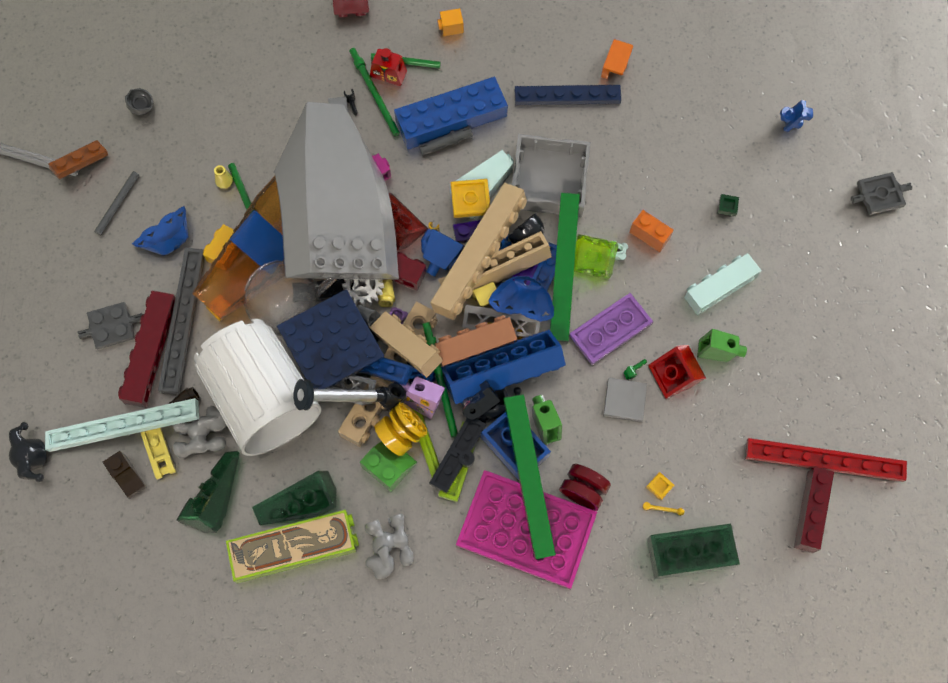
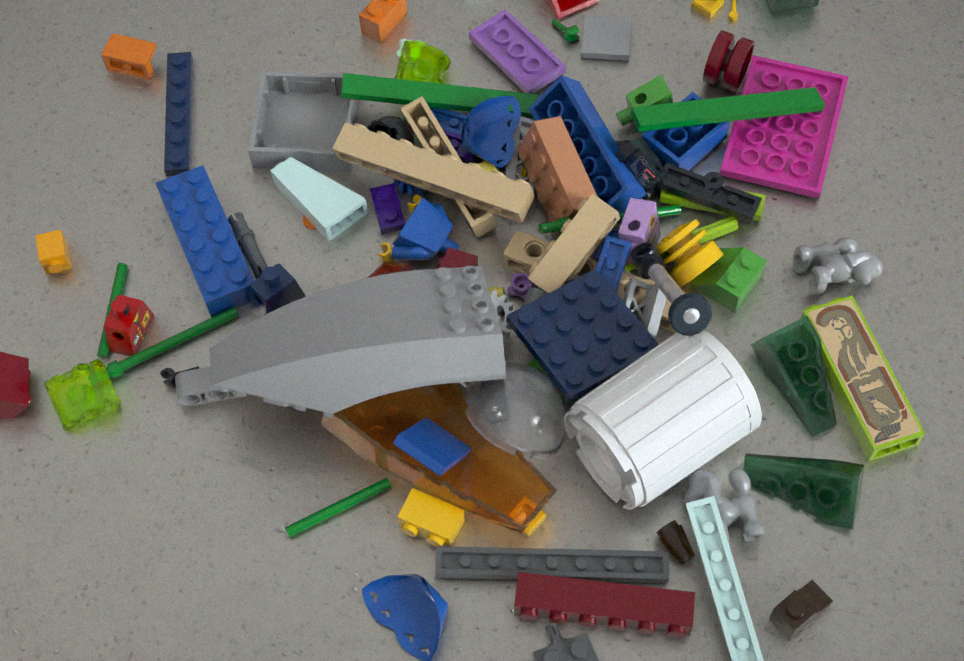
camera: 90 degrees left, 10 degrees down
(158, 452) = (761, 568): light yellow plate -> none
(222, 177) = (312, 536): light yellow cone -> none
(340, 45) = (82, 394): none -> clear neon green slope
(400, 152) = (273, 290): none -> dark blue torso
(470, 198) = (347, 199): yellow tile -> none

